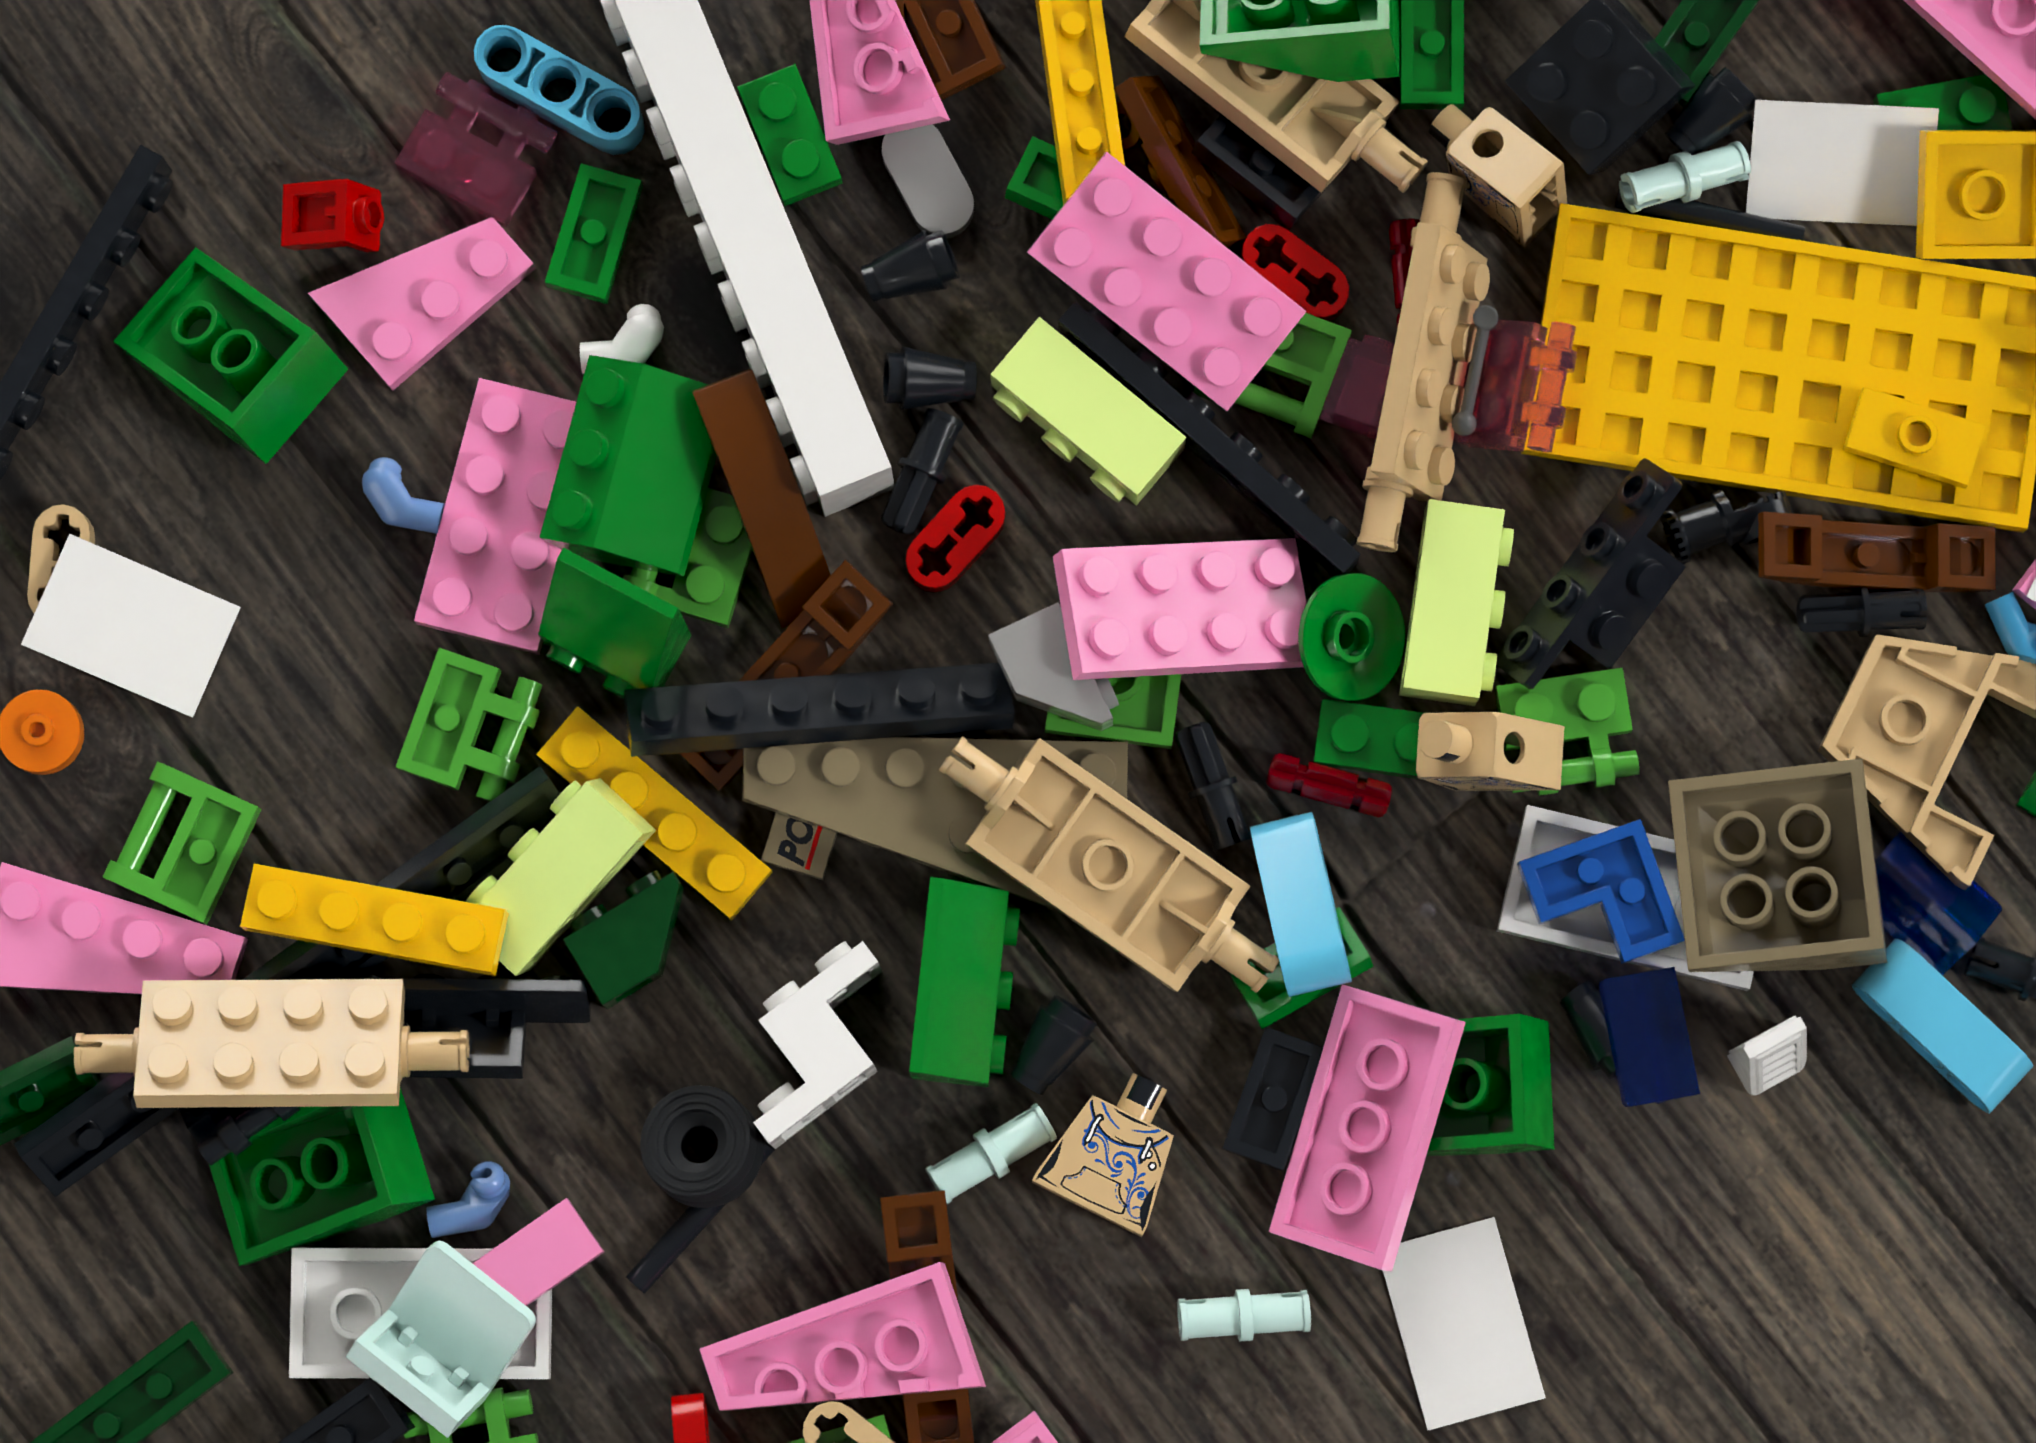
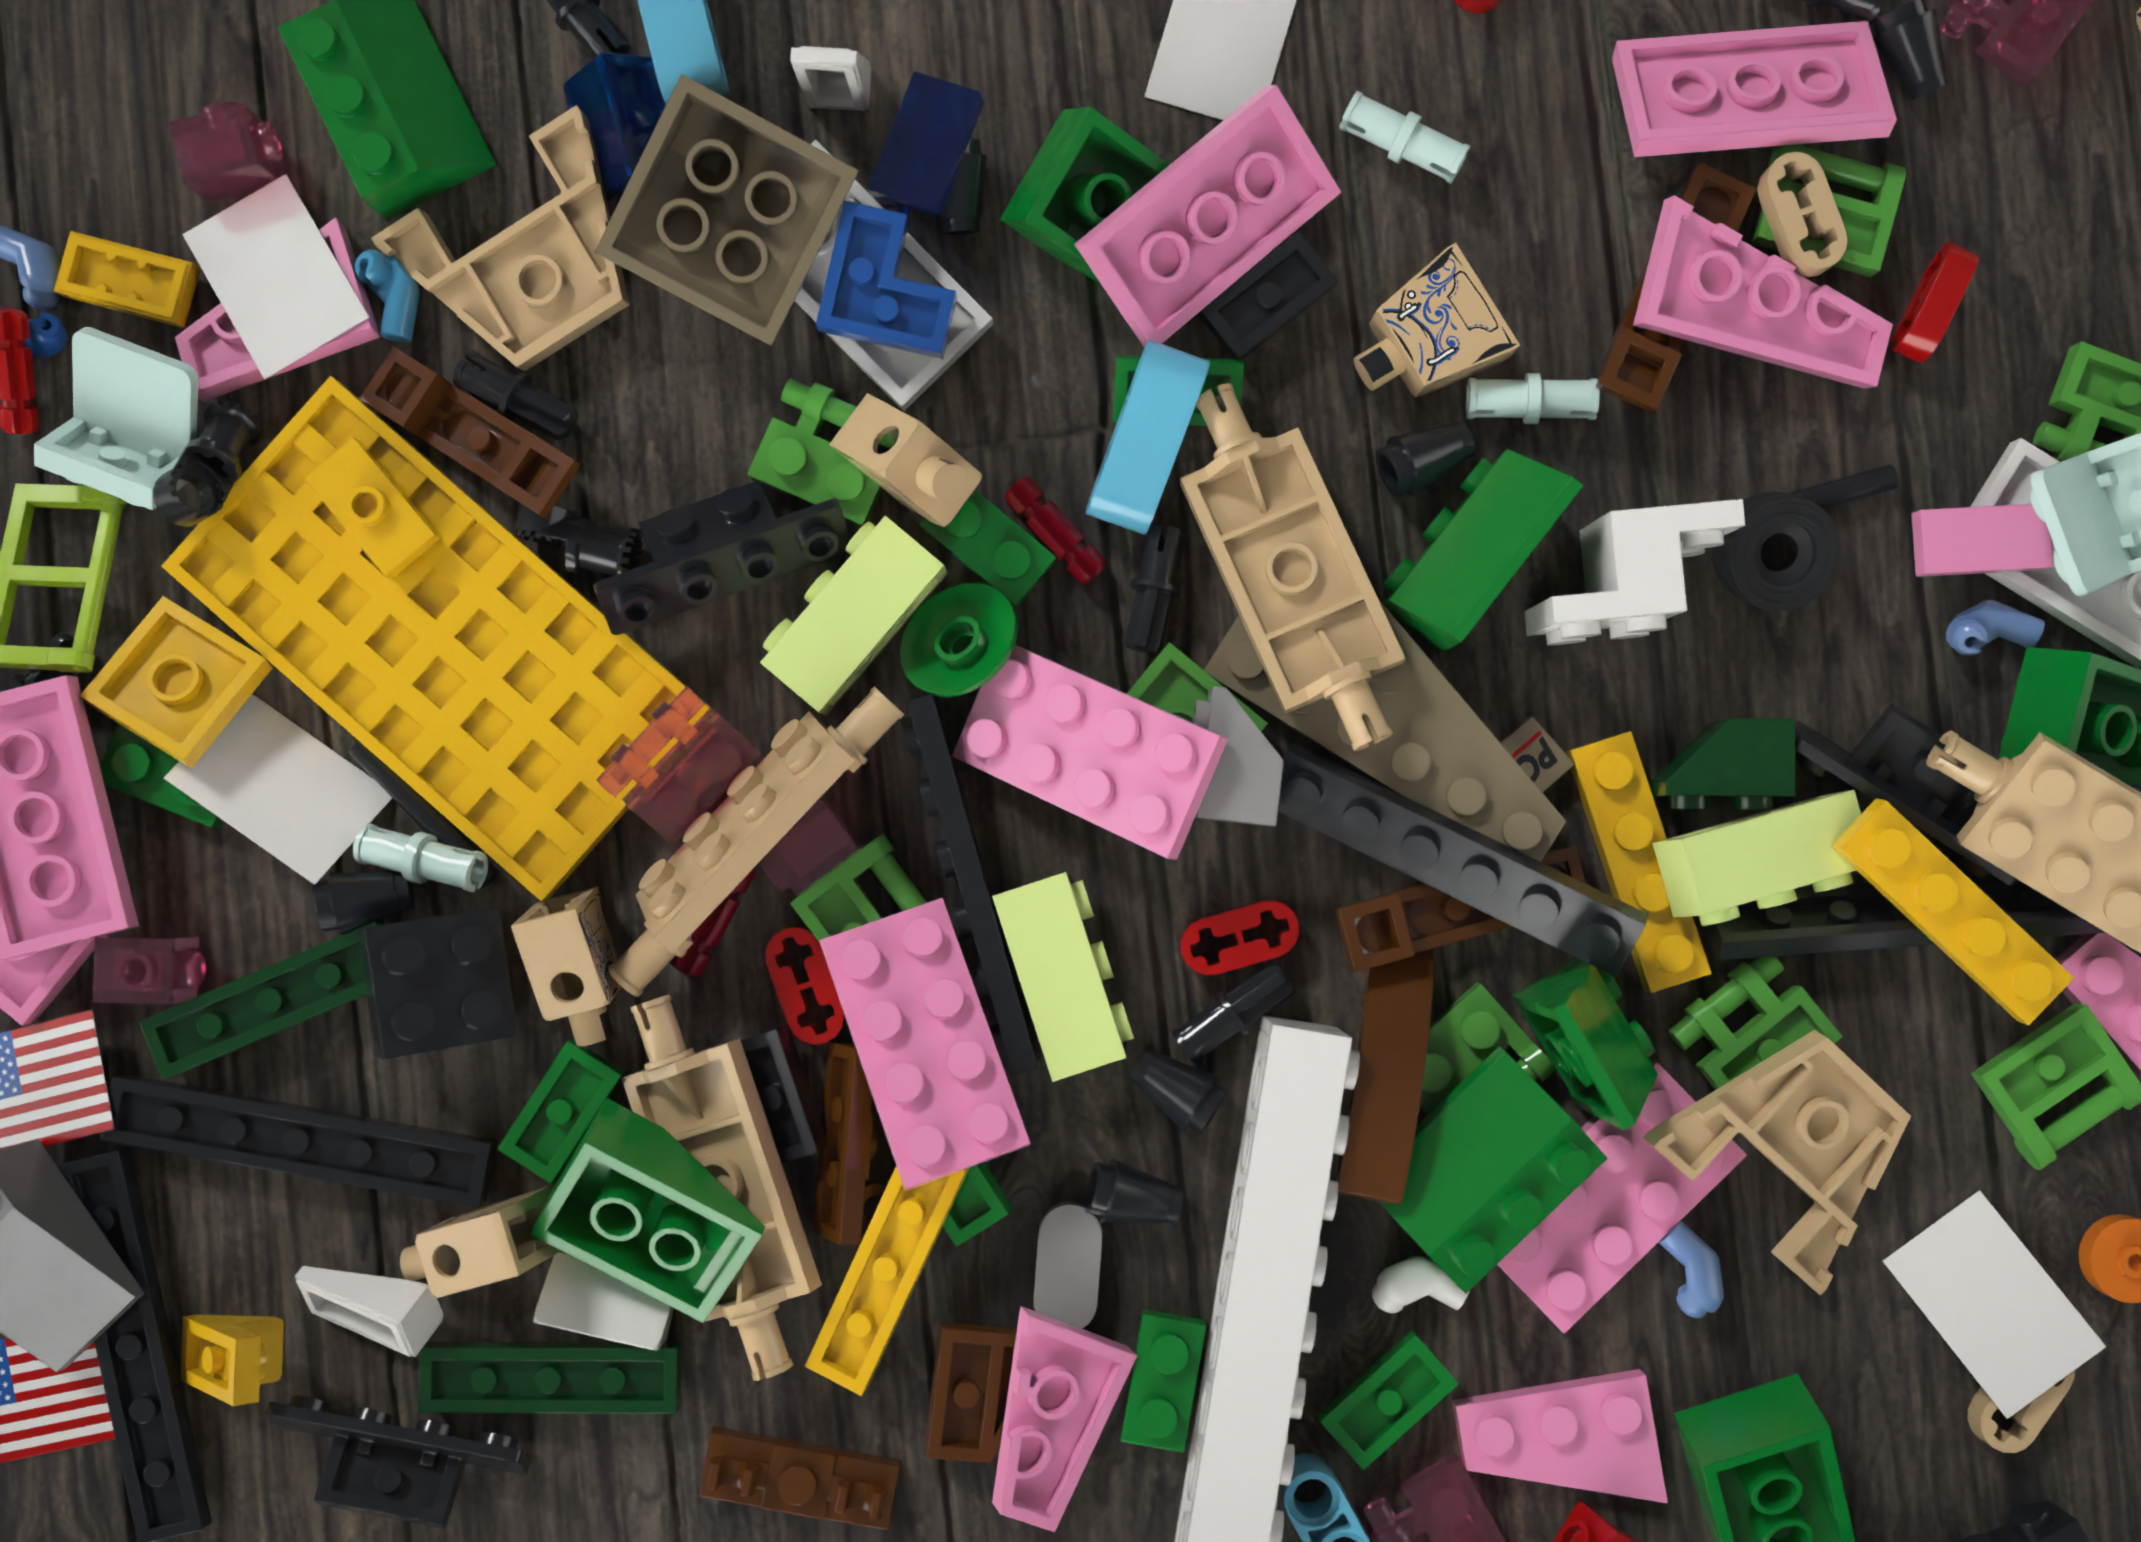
camera: 145 degrees left, 5 degrees up
(378, 676) = (1815, 1123): none -> tan wing
(1485, 320) = (671, 837): dark grey hinge -> none

